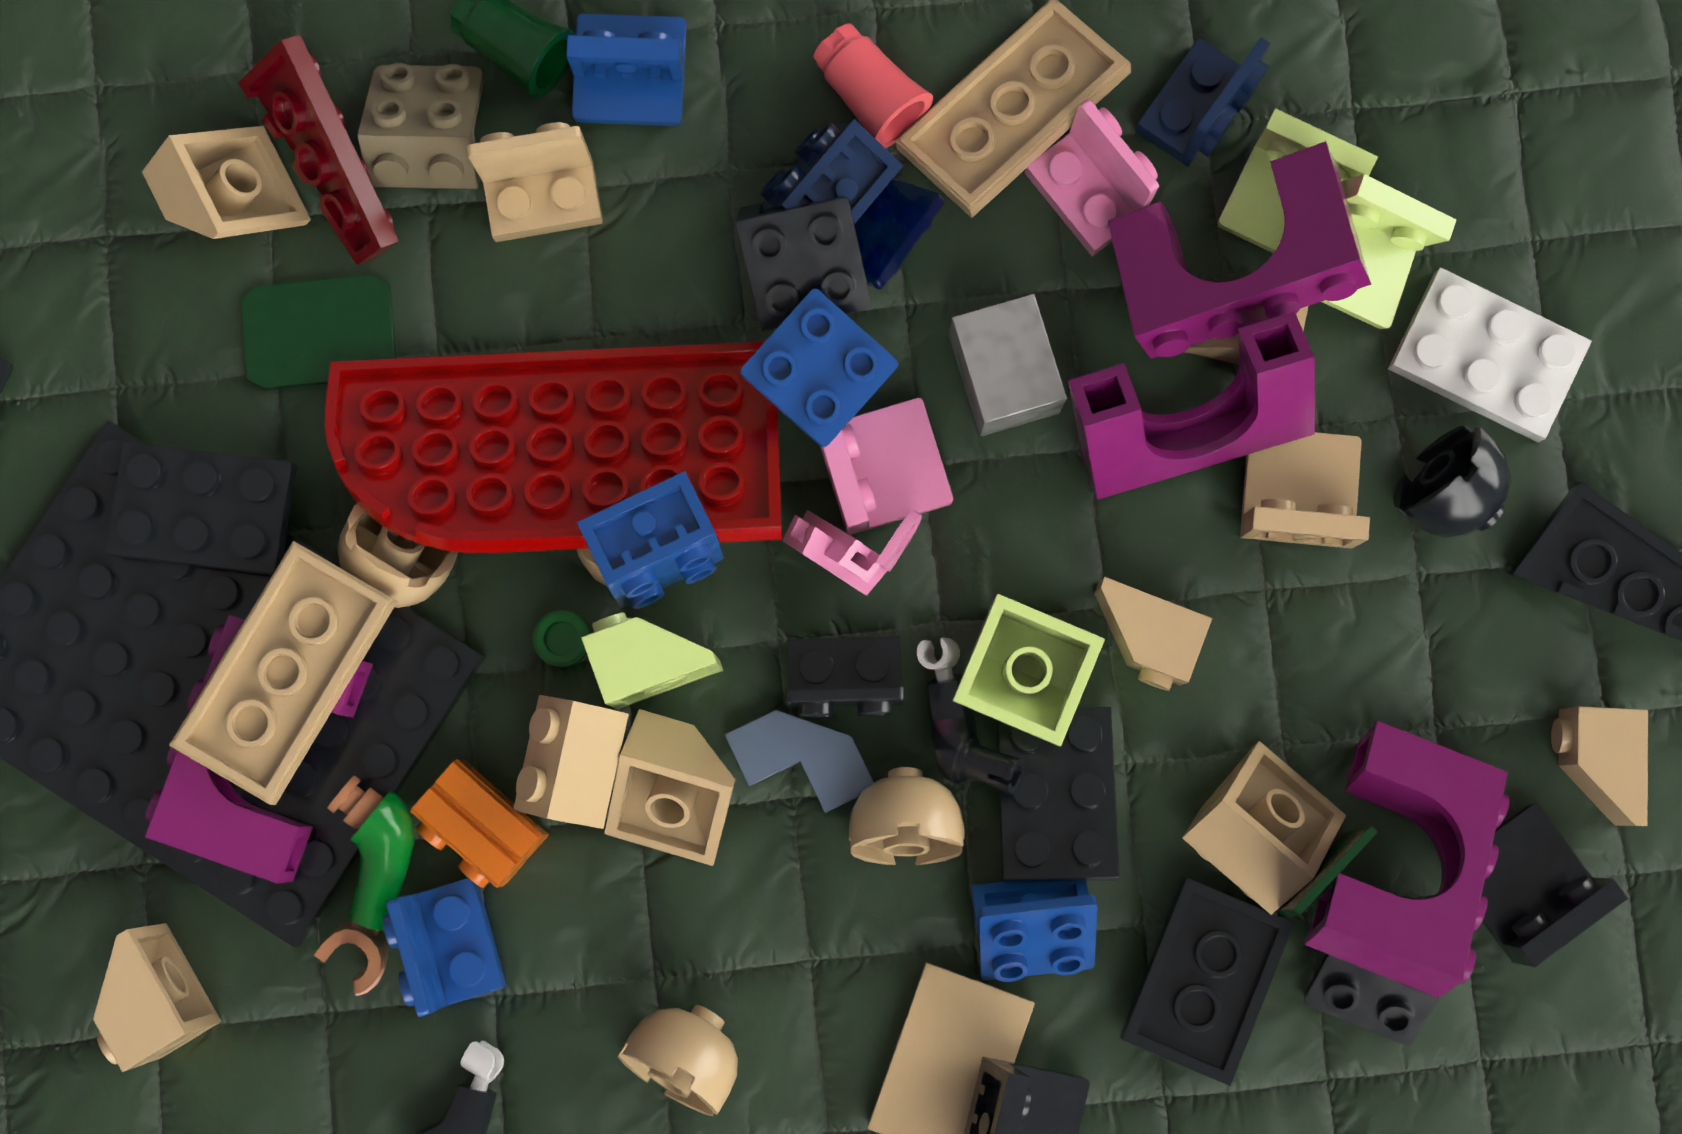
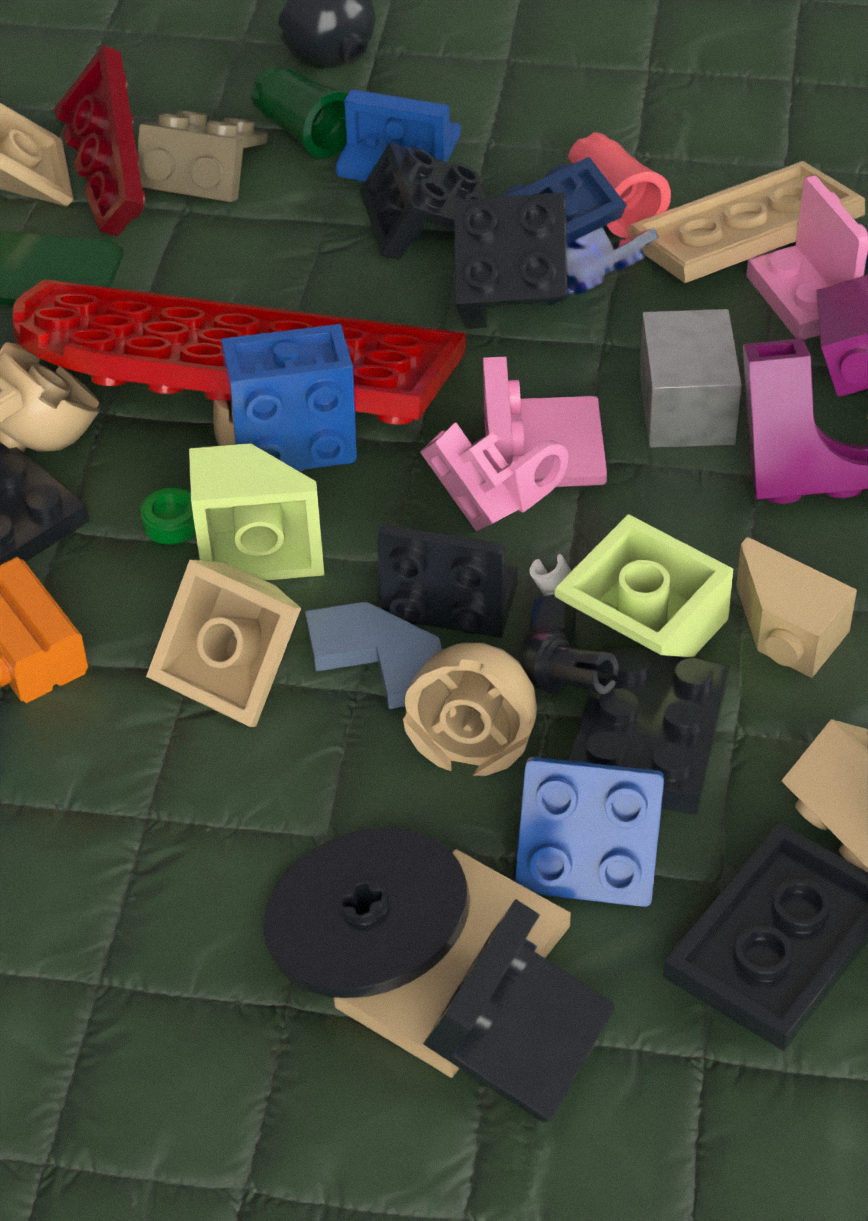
camera: 15 degrees right, 35 degrees down
(537, 181) = (286, 183): tan bracket -> none
(570, 761) = (130, 564): tan slope -> none
(684, 152) = (413, 188): none -> black bracket
(684, 1056) = (144, 865): tan cylinder -> none
(819, 368) = (502, 322): blue bracket -> none
(910, 1068) = (413, 921): none -> black piece

